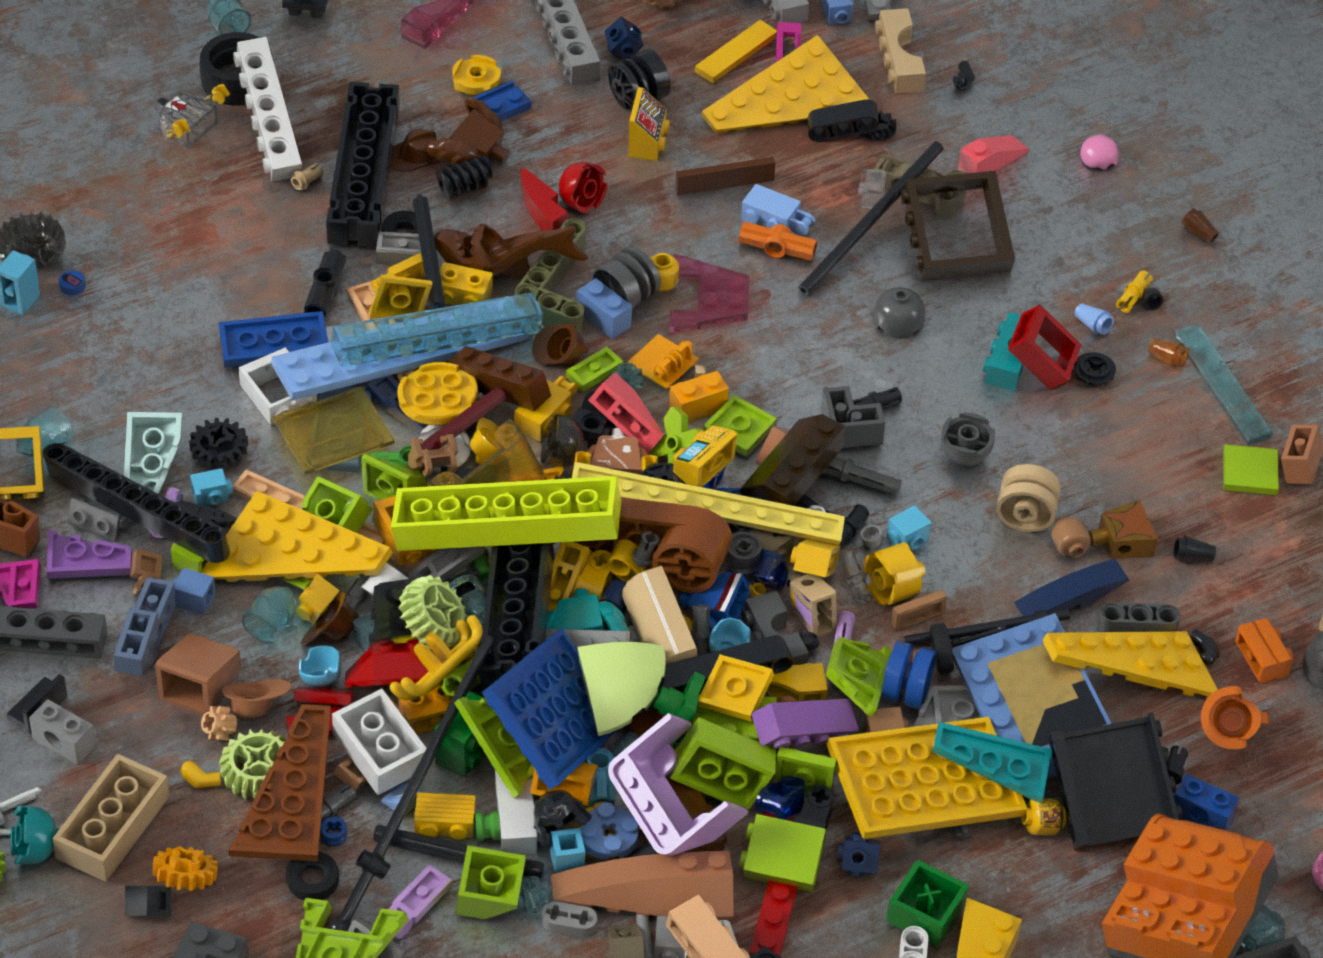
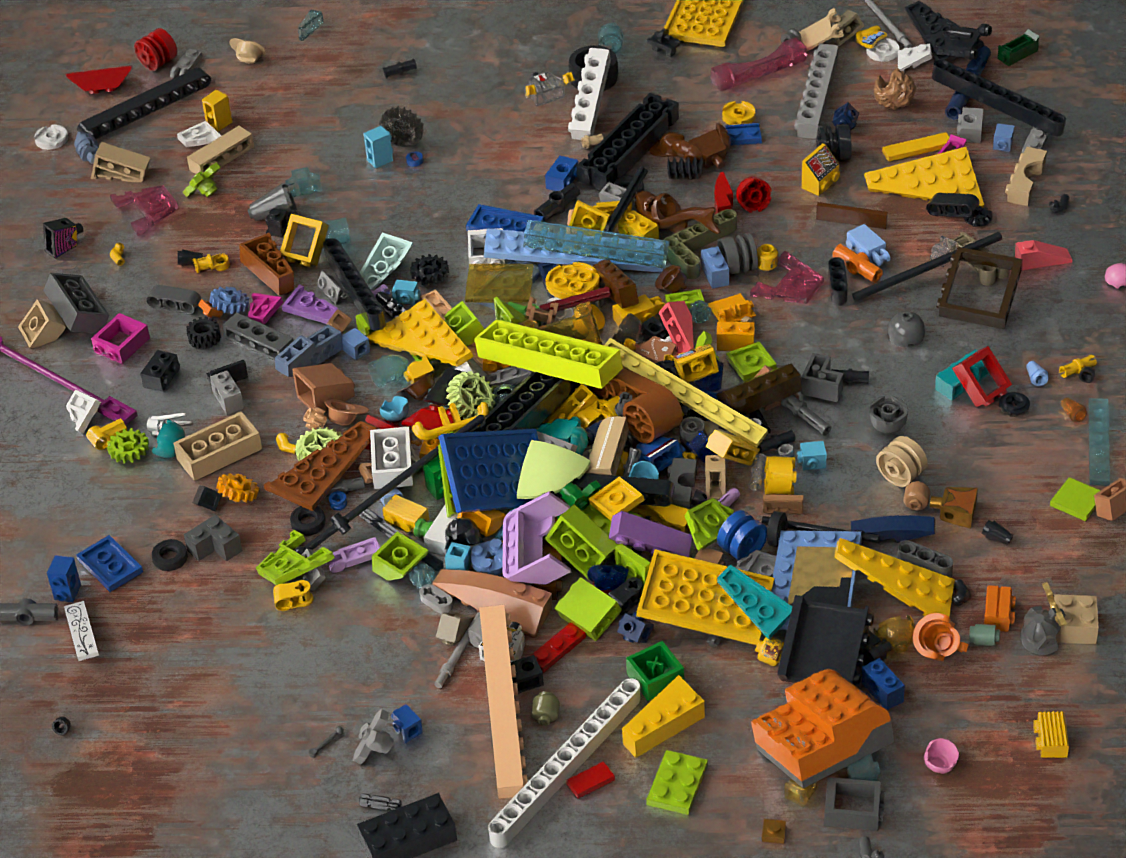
camera: 35 degrees right, 5 degrees down
(302, 239) = (561, 173): none -> blue brick
(771, 275) = (837, 281): none -> black beam
(1182, 730) = (897, 632): none -> clear yellow cylinder
(1271, 691) = (984, 634): none -> sand green brick

